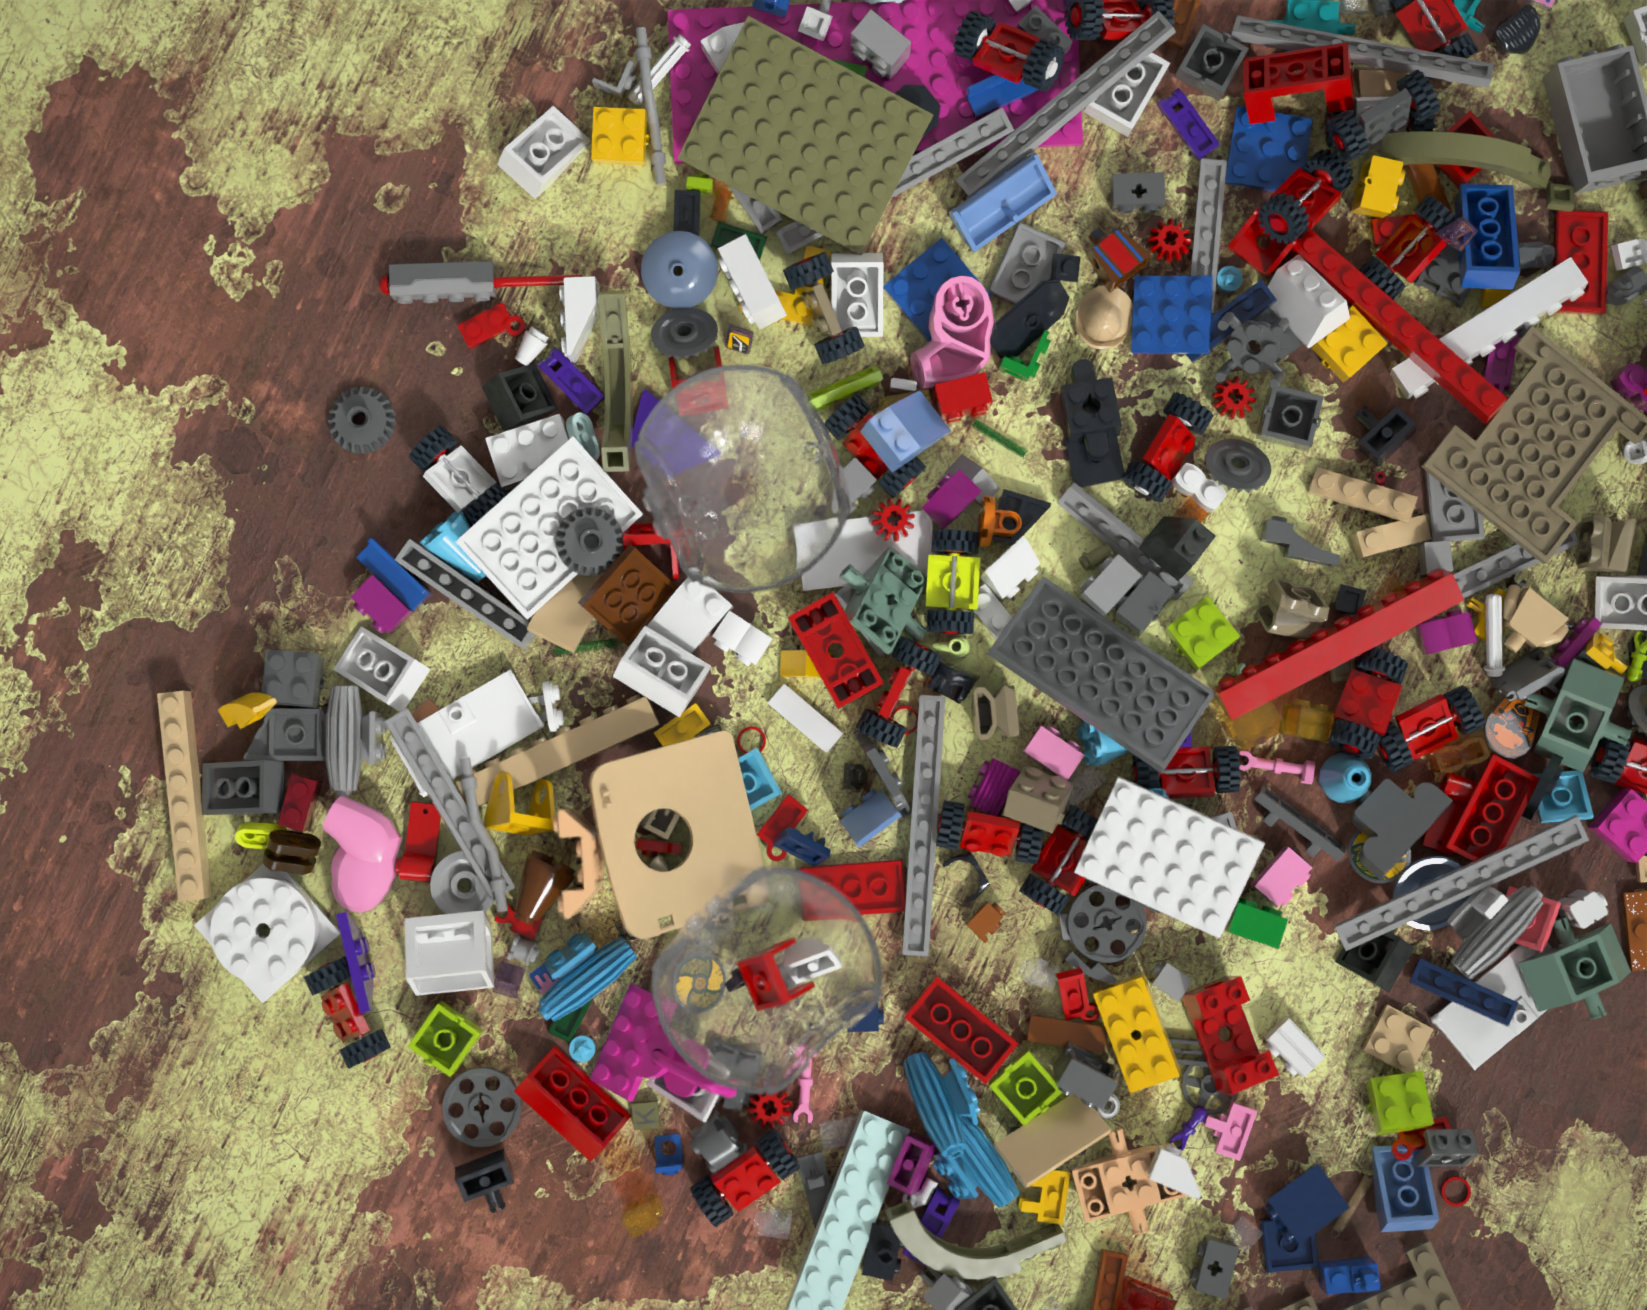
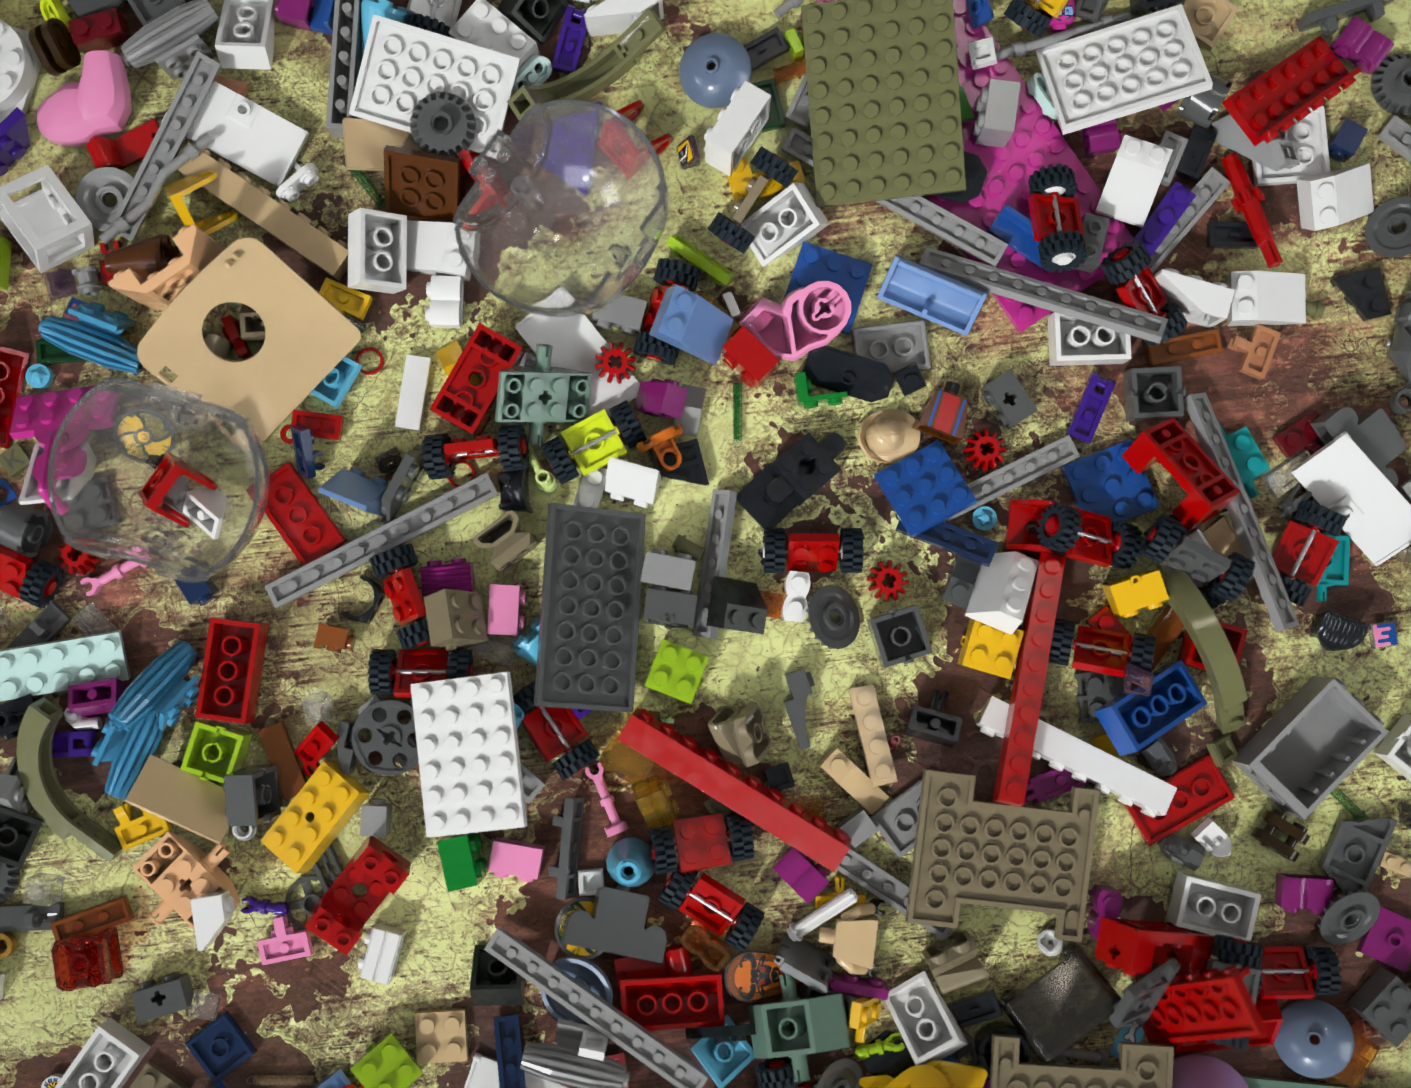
camera: 60 degrees right, 0 degrees up
(684, 333) = (664, 103): dark grey gear -> none
(1251, 360) = (926, 567): dark grey plate -> none
(1305, 1205) = (255, 1042): dark blue brick -> none
(1339, 824) = (590, 880): none -> white tile

